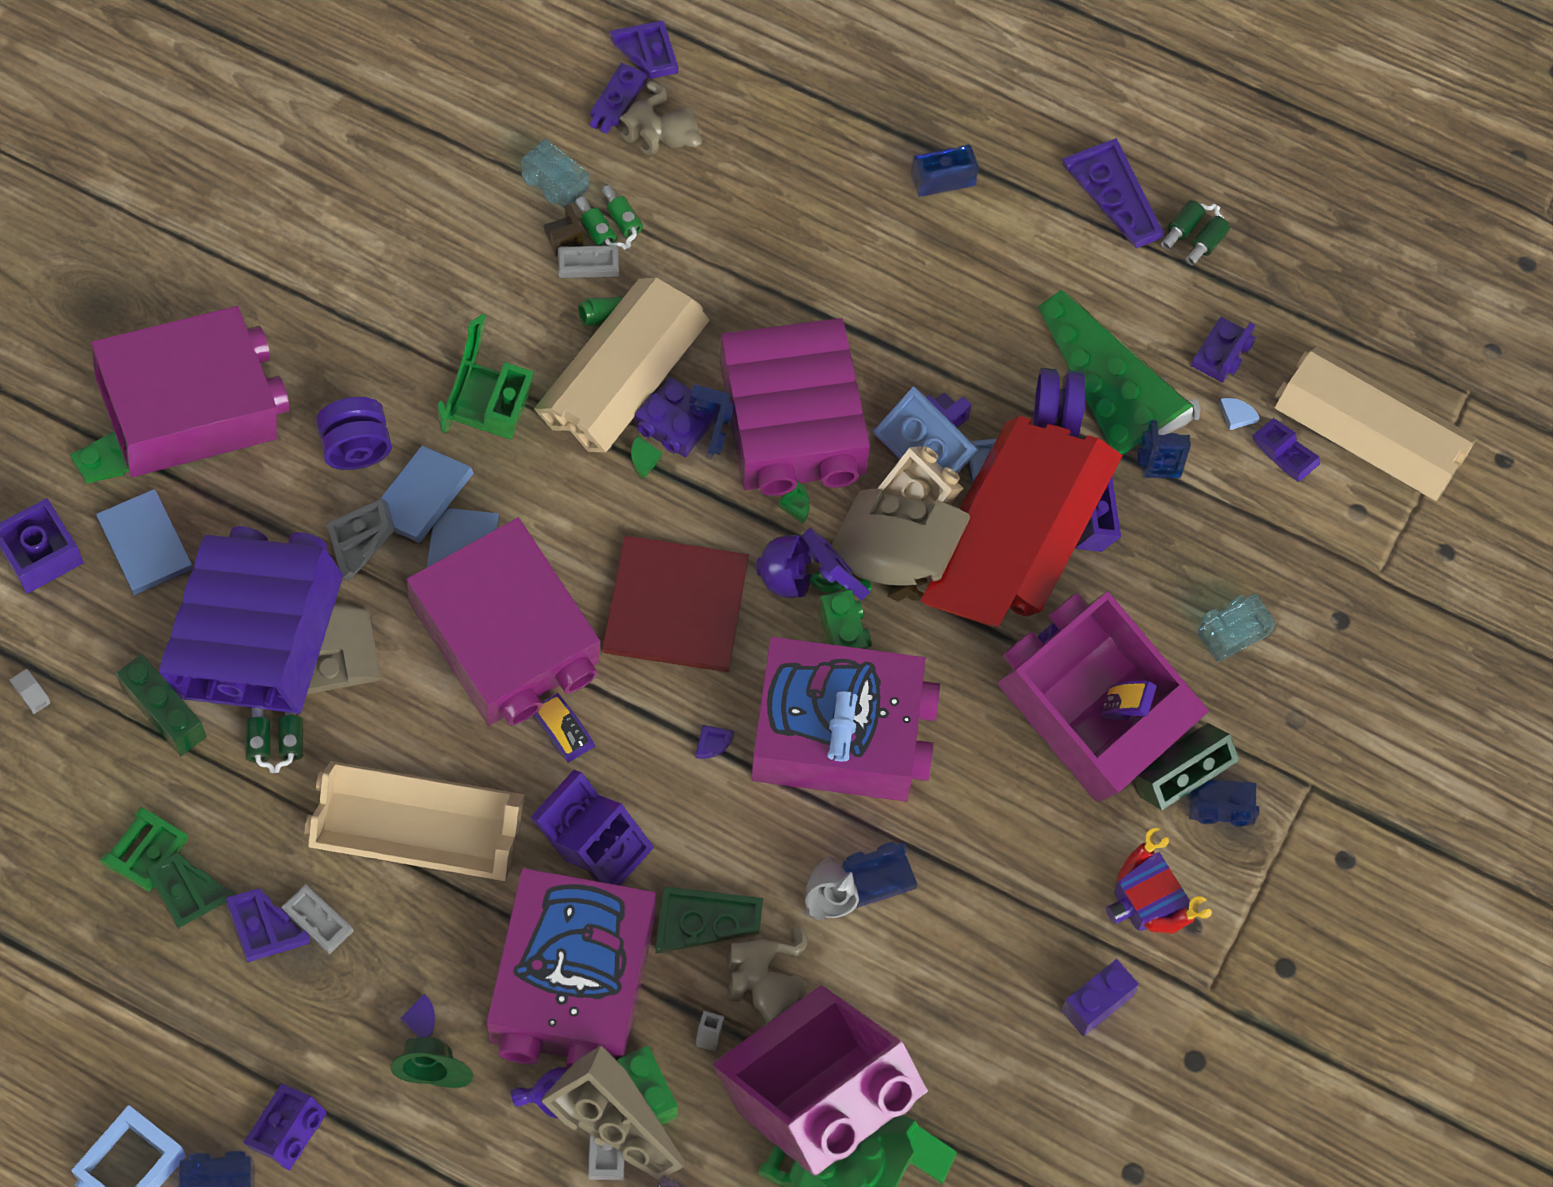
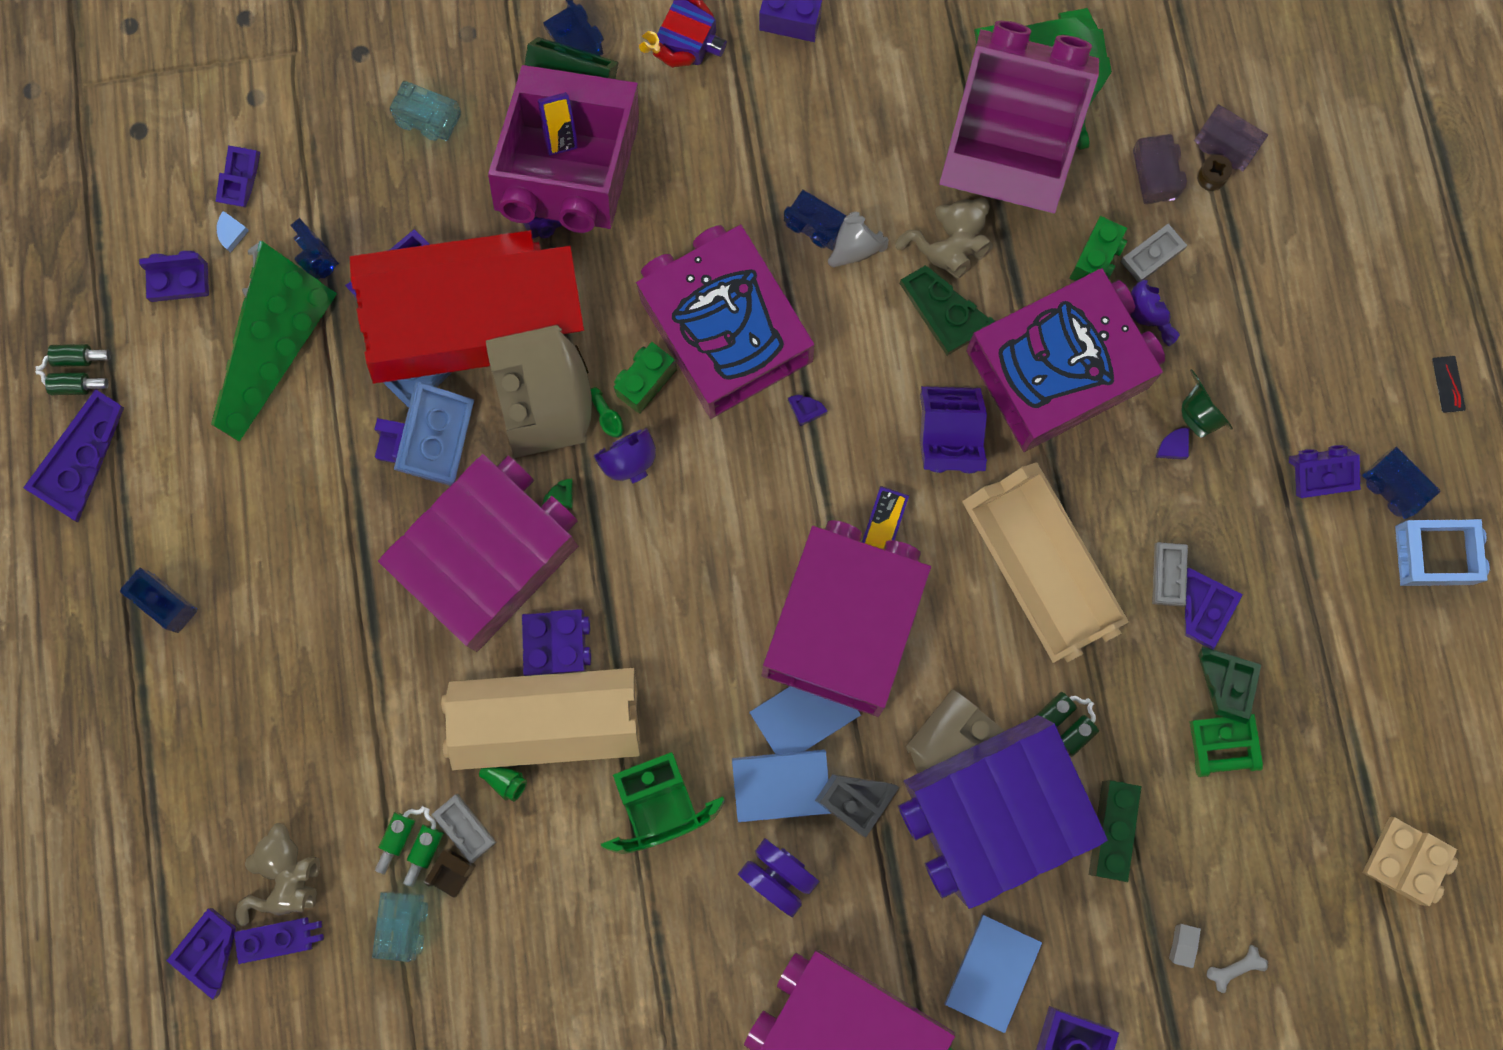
camera: 120 degrees left, 15 degrees up
(608, 1105) = (1141, 253): dark tan wedge -> none
(644, 456) = (610, 641): green tile -> none
(676, 604) = (717, 520): dark red tile -> none
(708, 400) = (538, 595): clear blue bracket -> none
(709, 1031) = (1028, 249): light grey piece -> none
(833, 565) = (601, 418): dark purple wing -> none
(842, 726) = (744, 293): light blue pin -> none
(922, 478) = (476, 407): tan plate -> none
(1063, 403) = (326, 352): dark purple wheel -> none
(1374, 422) = (167, 122): tan panel -> none

